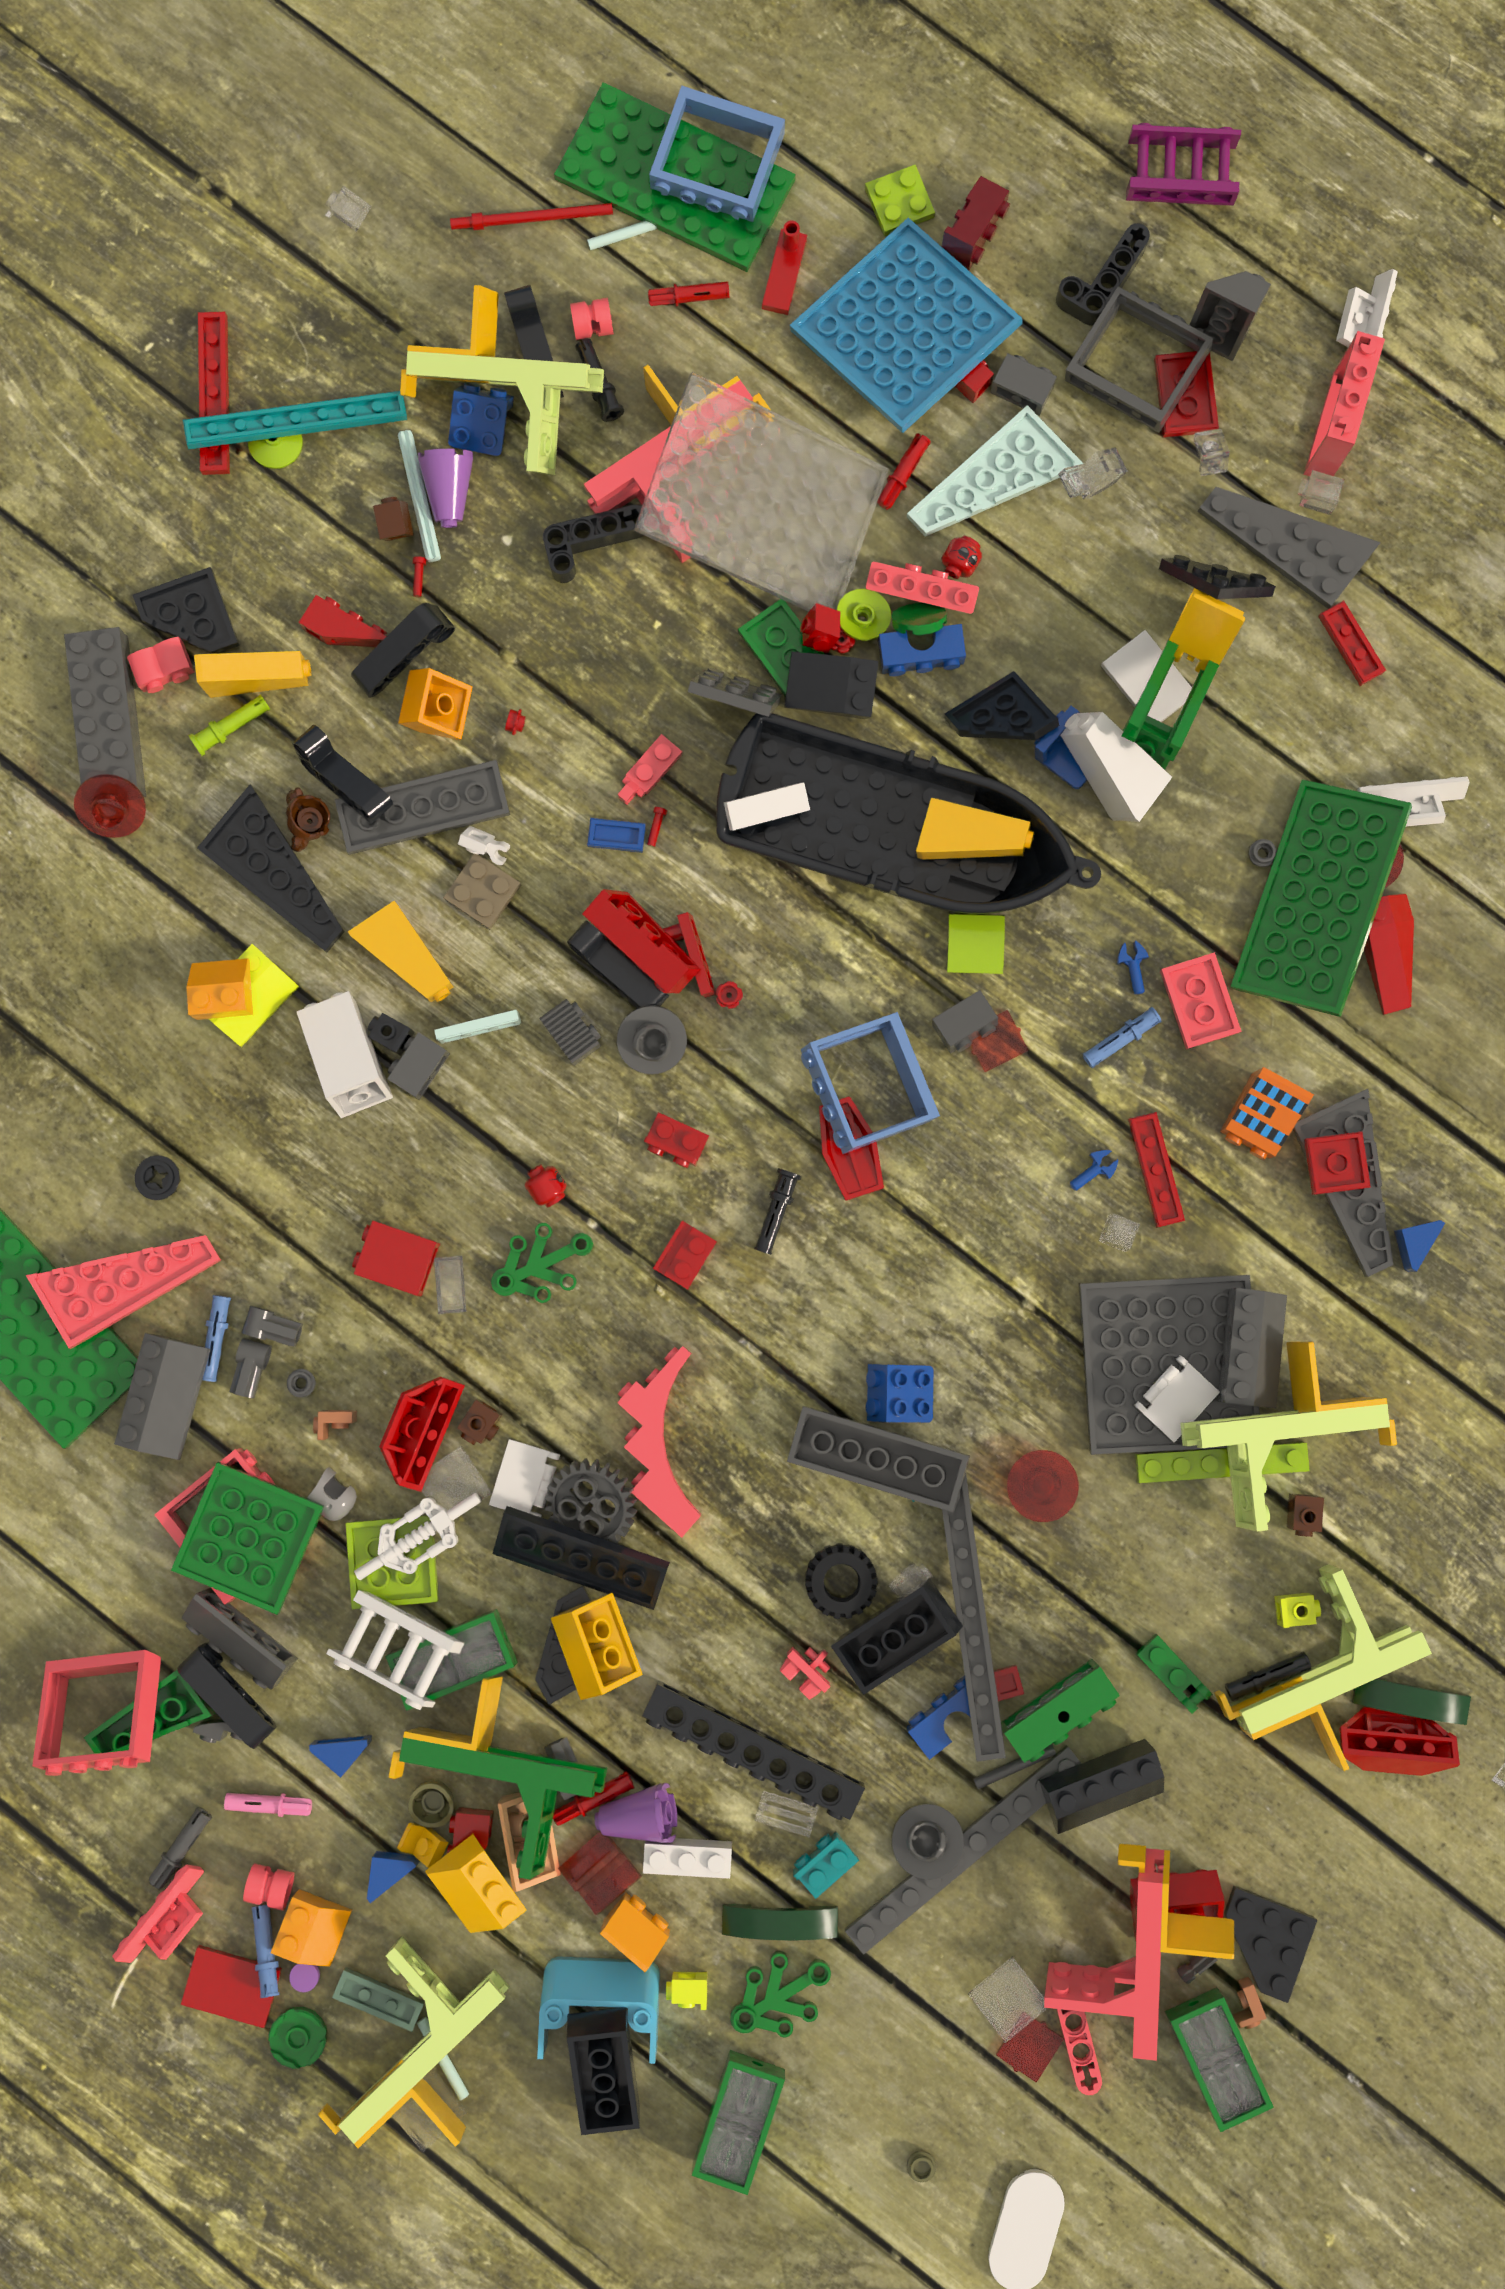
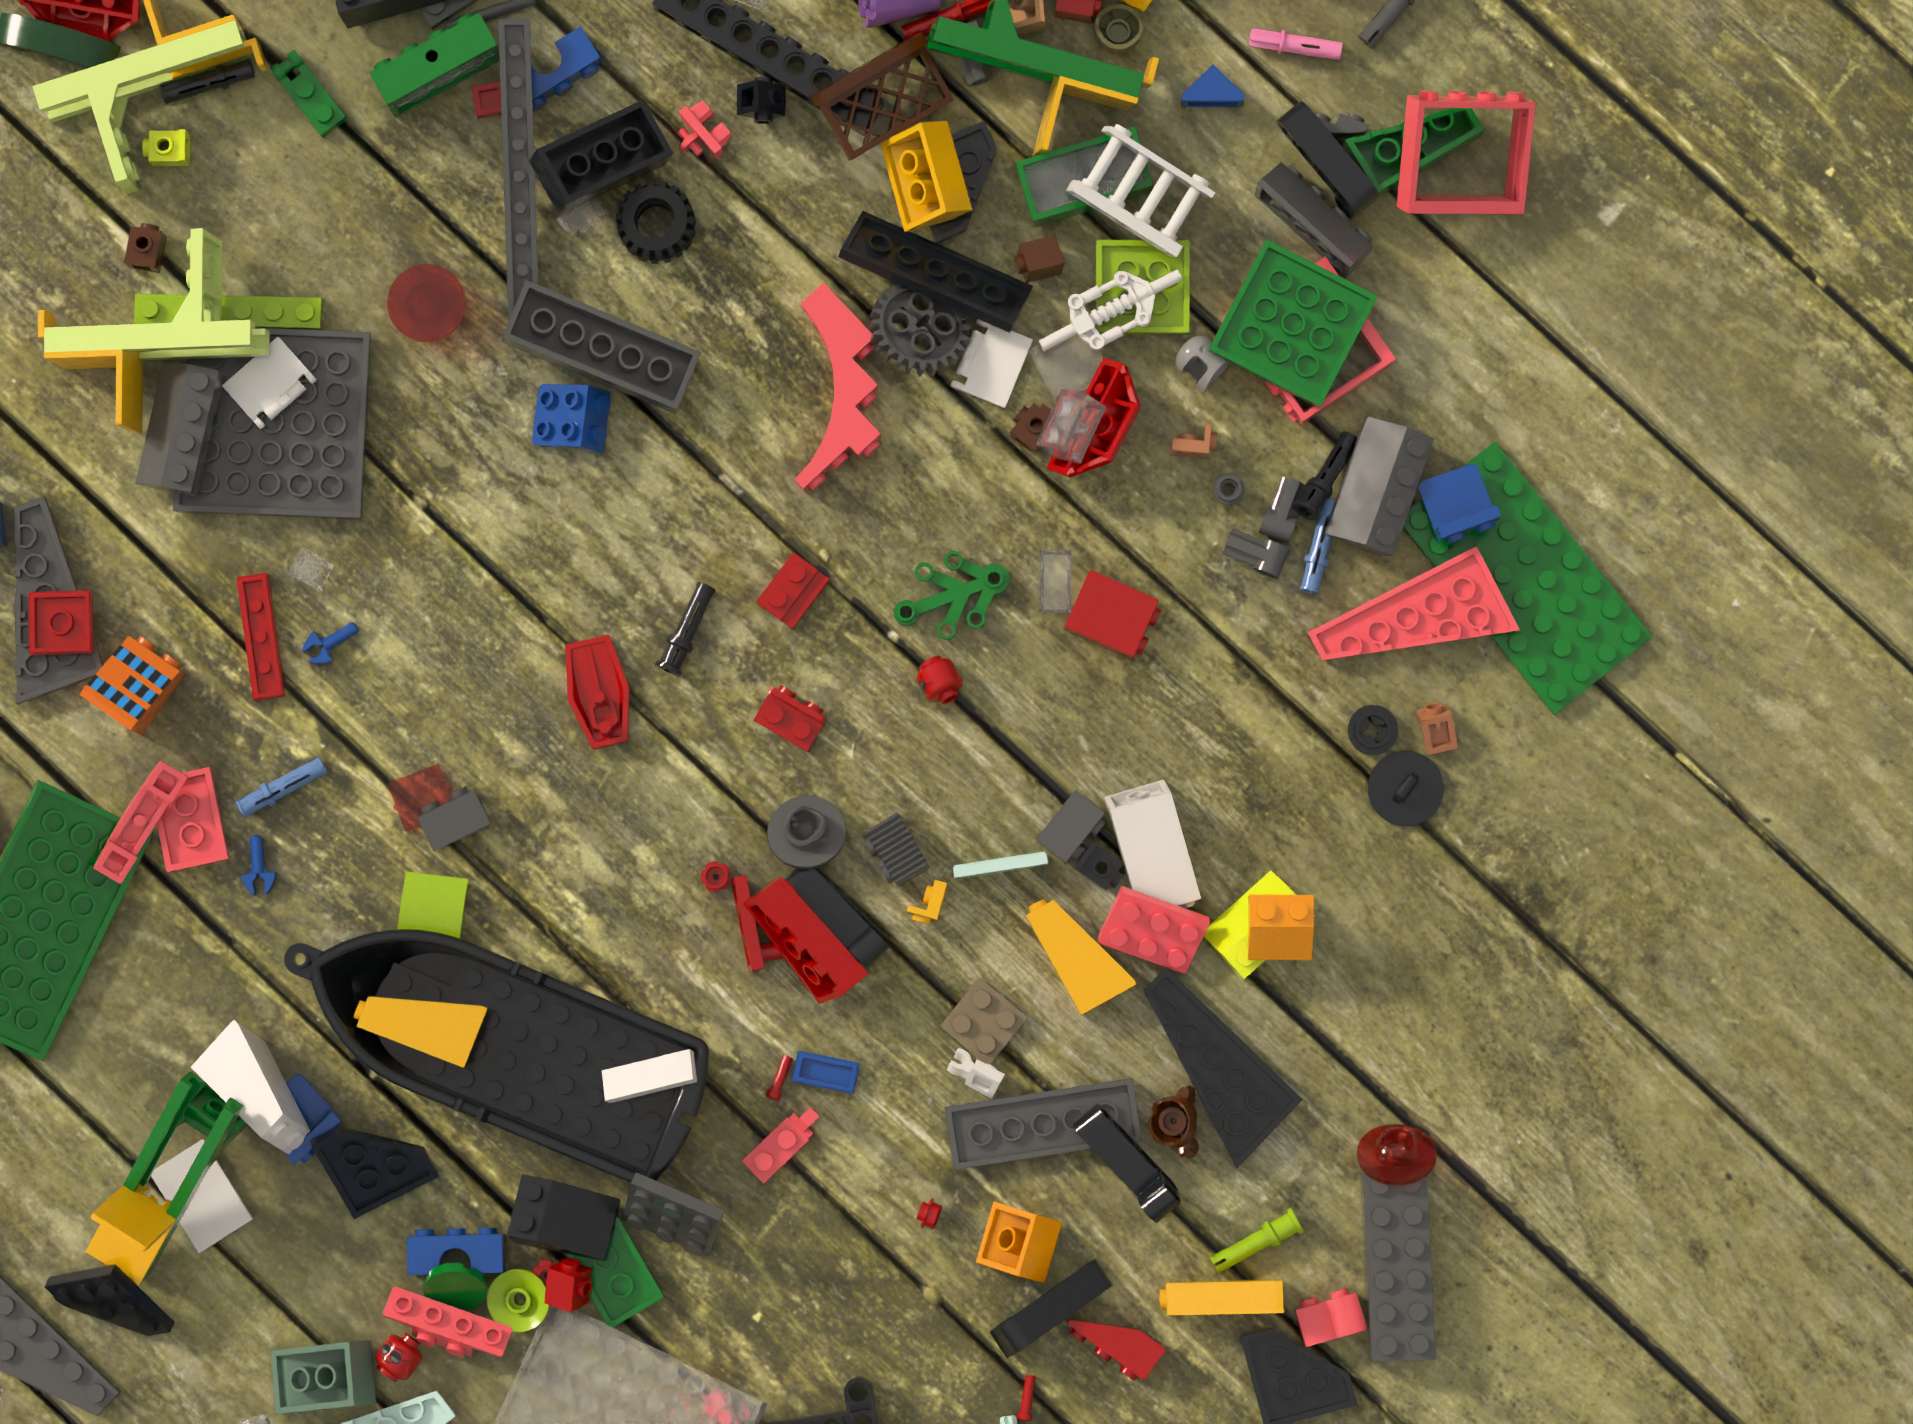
camera: 170 degrees left, 0 degrees up
(88, 1384) = (1458, 504): none -> blue bracket
(99, 1184) = (1437, 728): none -> nougat bracket
(125, 1129) = (1405, 788): none -> black shield
(214, 1388) = (1320, 487): none -> black pin
(336, 980) = (1153, 930): none -> coral plate
(442, 1423) = (1070, 425): none -> clear brick
(486, 1578) = (1039, 259): none -> reddish brown brick
(533, 992) = (934, 898): none -> yellow bracket
(660, 1735) = (870, 72): none -> reddish brown fence
(755, 1704) = (761, 100): none -> black brick
(906, 1066) = (523, 770): medium blue window -> none
(1024, 535) = (323, 1377): none -> sand green slope
(1246, 990) = (138, 821): none -> coral slope
(1265, 845) = (91, 974): dark grey plate -> none

